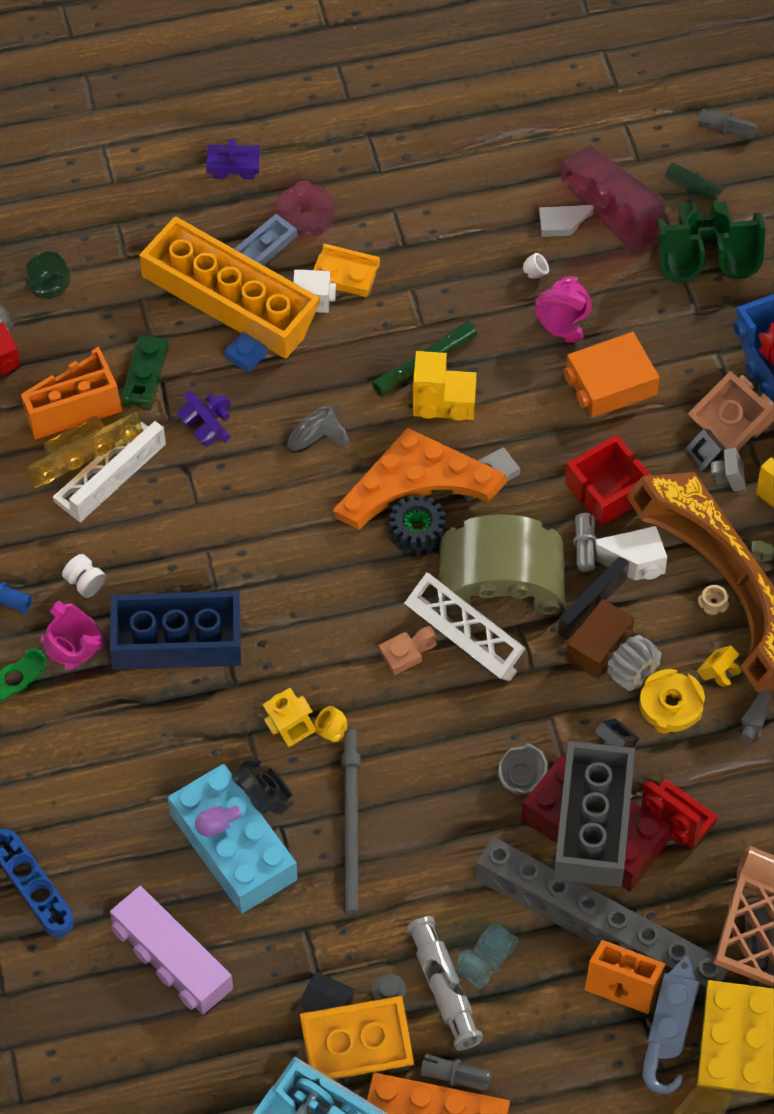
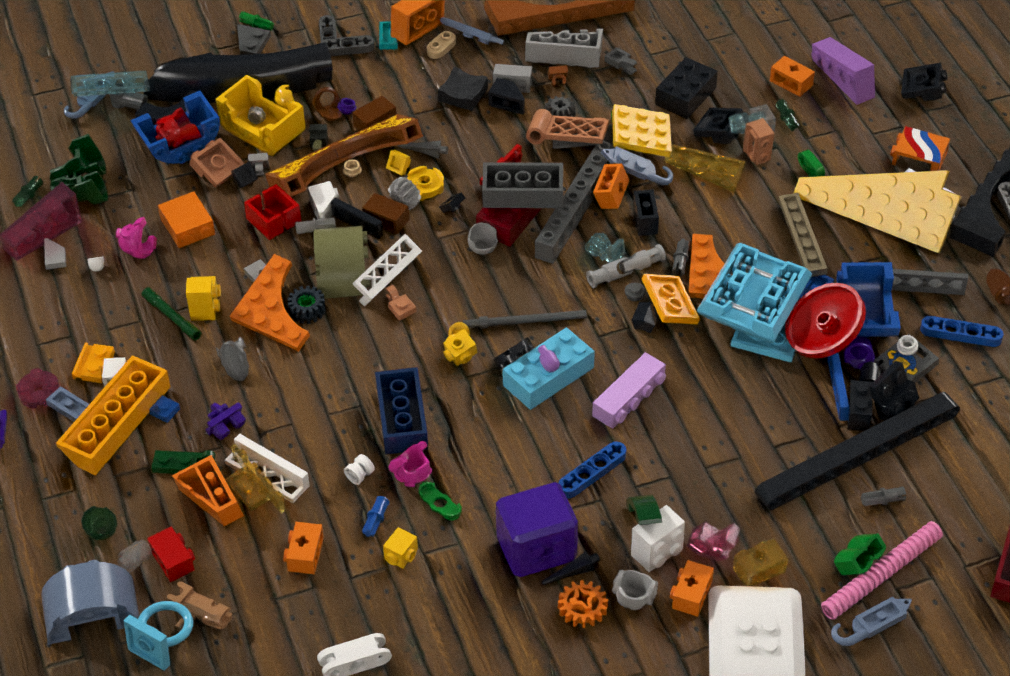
camera: 95 degrees left, 10 degrees down
(556, 1023) = (645, 212): none -> black brick

